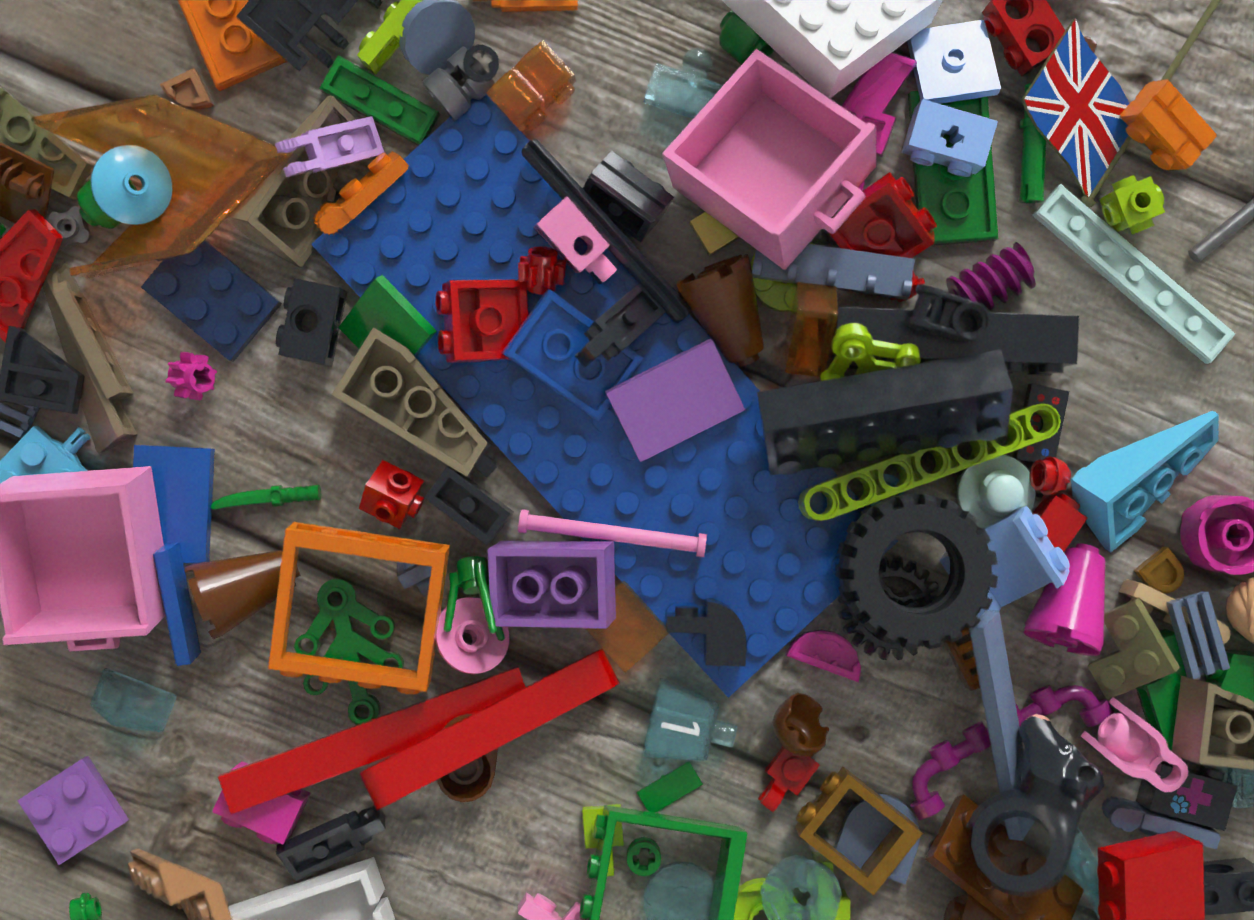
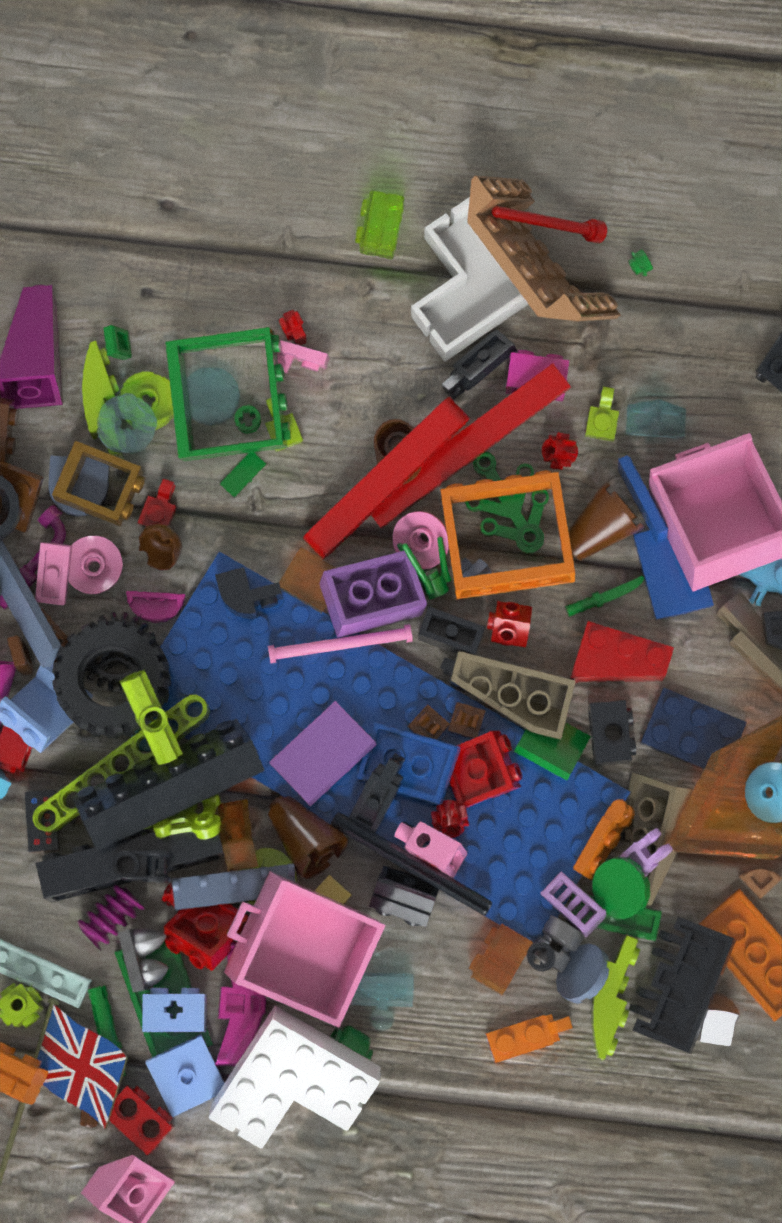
camera: 165 degrees right, 10 degrees down
(73, 810) = (673, 331): medium lavender plate -> none
(191, 376) = (686, 666): dark pink gear -> none
(198, 722) = (603, 420): none -> lime plate
(262, 697) = (559, 451): none -> red gear
(272, 415) = (619, 656): none -> red wedge
(356, 123) = (621, 887): none -> green tile
(405, 96) = (599, 913): none -> lavender slope
(484, 388) = (466, 721): none -> reddish brown tile
(532, 398) = (429, 723): none -> reddish brown tile
(684, 724) = (245, 522): clear light blue torso -> none
(892, 520) = (159, 734): none -> lime piece
(901, 743) = (91, 550): none -> bright pink dish
(946, 730) = (53, 573): none -> bright pink hinge
(976, 229) = (135, 946): none -> flat silver tile
(994, 489) = (62, 760): light aqua plate -> none
(1019, 637) = (20, 655): none -> reddish brown tile
(1049, 475) = (26, 782): red plate -> none

